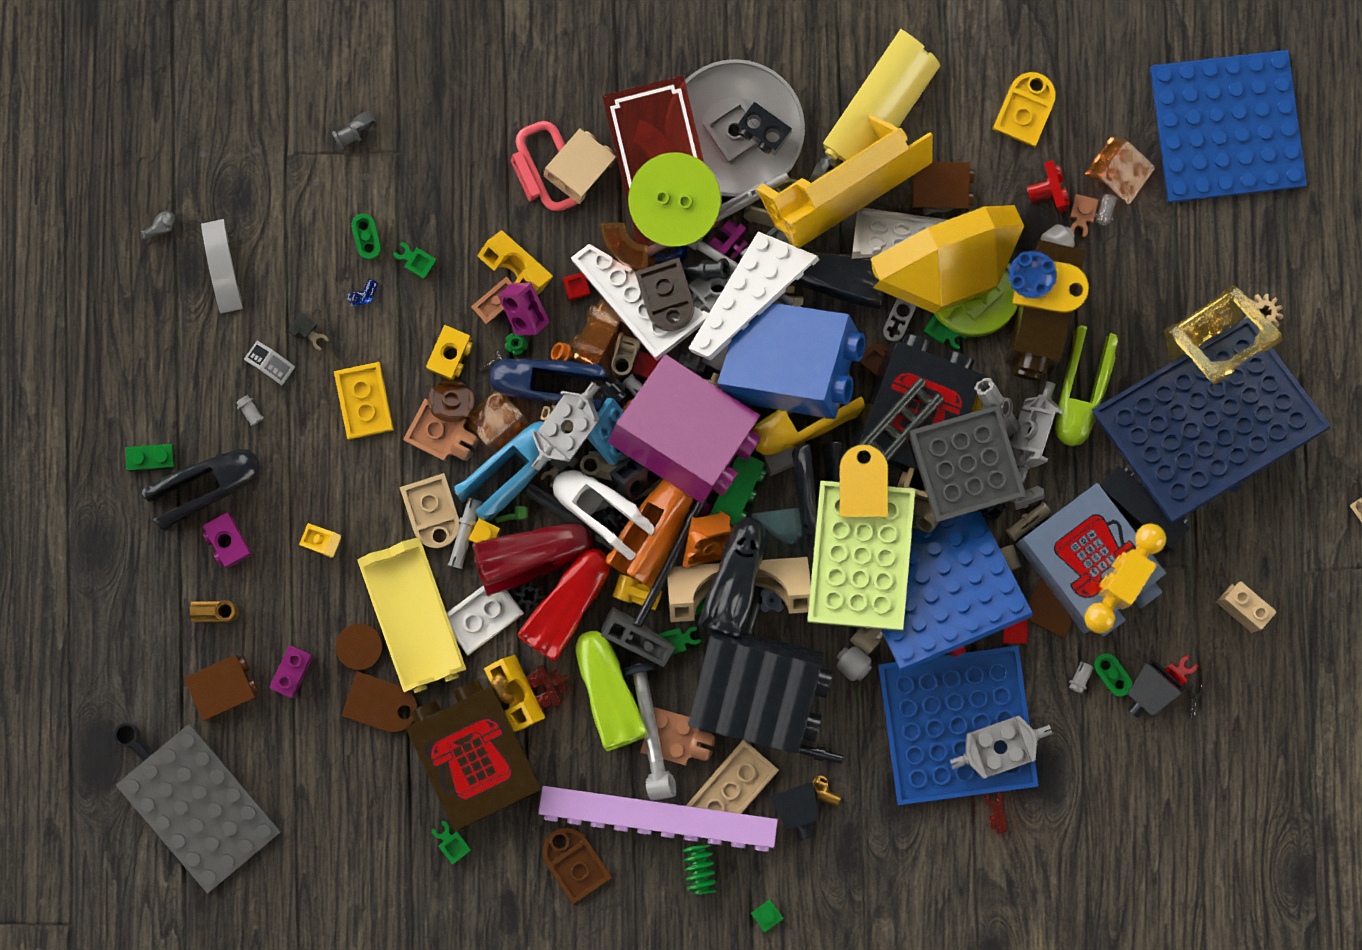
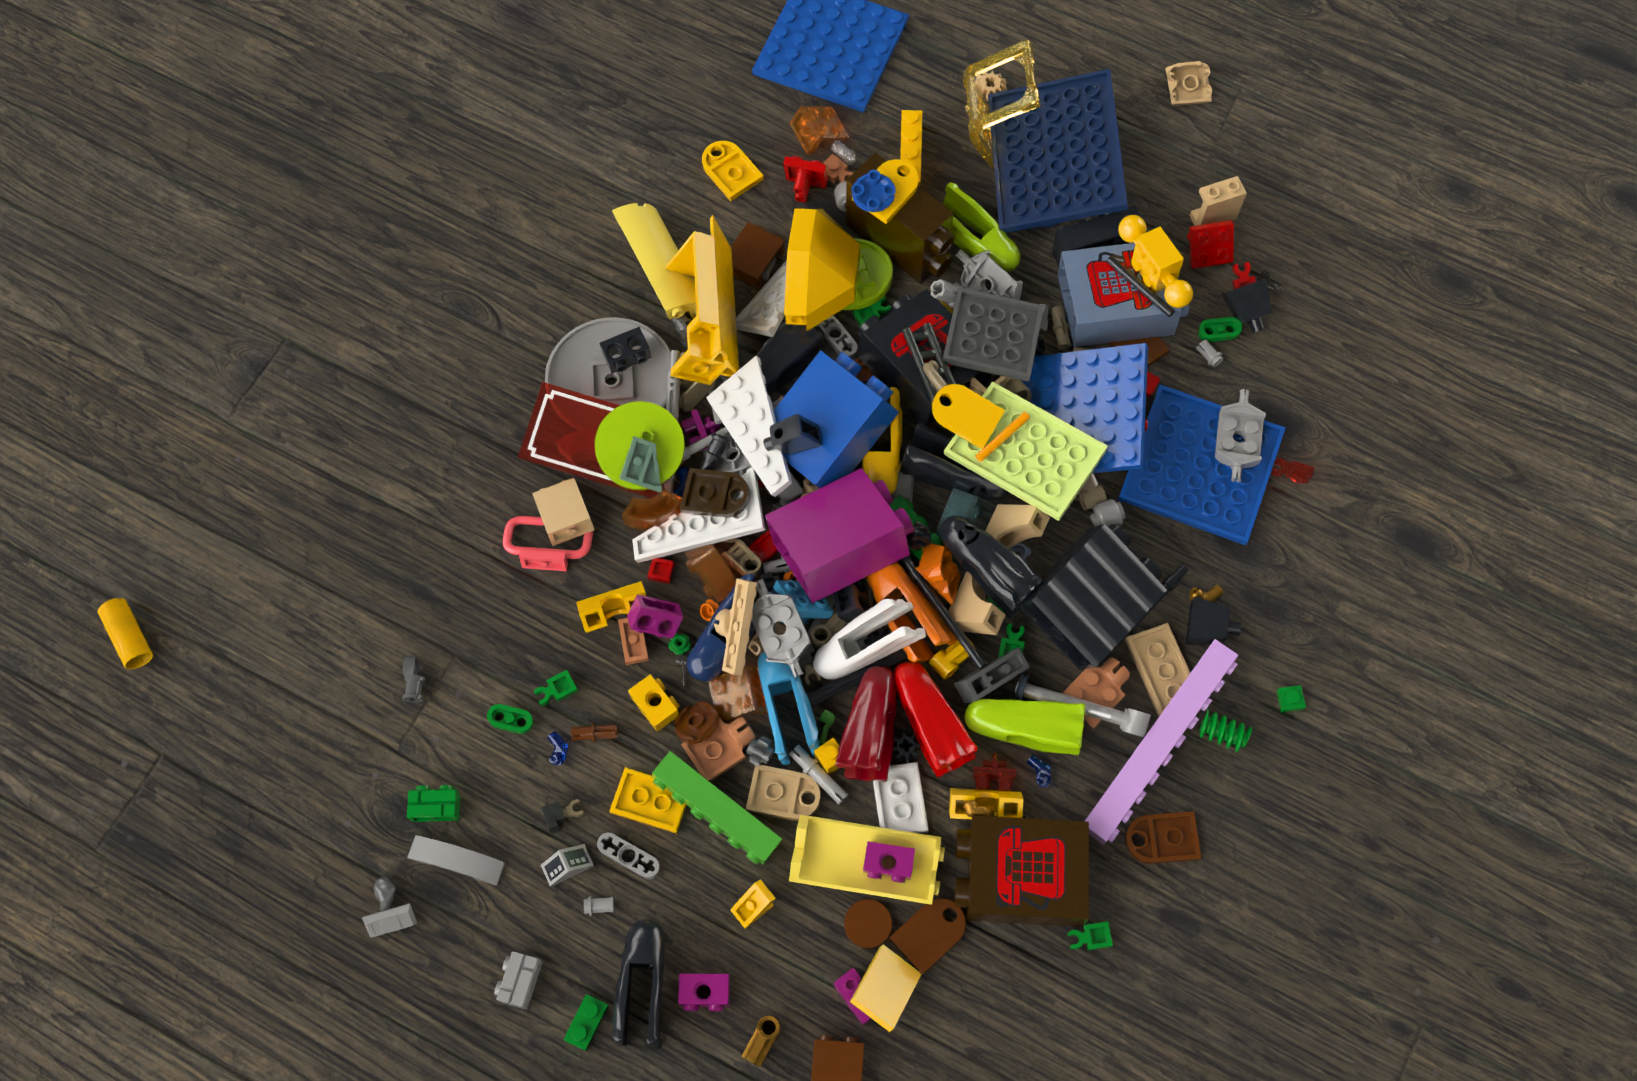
camera: 60 degrees left, 15 degrees down
(141, 244) = (389, 920): none -> light grey tile
(151, 381) = (518, 980): none -> light grey brick
(255, 218) = (433, 804): none -> green brick
(297, 404) = (640, 870): none -> light grey beam
(309, 691) = (886, 988): none -> yellow tile
(384, 461) = (716, 808): none -> bright green brick
(394, 316) = (594, 732): none -> reddish brown axle
(429, 645) = (877, 852): none -> magenta brick
(456, 471) = (760, 751): none -> dark grey gear
(546, 387) = (735, 626): none -> tan plate
(575, 728) = (1043, 771): none -> clear blue arm
(653, 214) = (642, 465): none -> sand green wing
(729, 502) = (920, 536): none -> black gear
(744, 333) = (793, 435): none -> black torso
(861, 528) = (1004, 435): none -> light orange bar
(882, 431) = (930, 370): none -> dark tan arm
(1097, 574) = (1140, 286): none -> black bar
(1141, 275) = (911, 140): none -> yellow brick
(1200, 621) = (1211, 244): none -> red plate

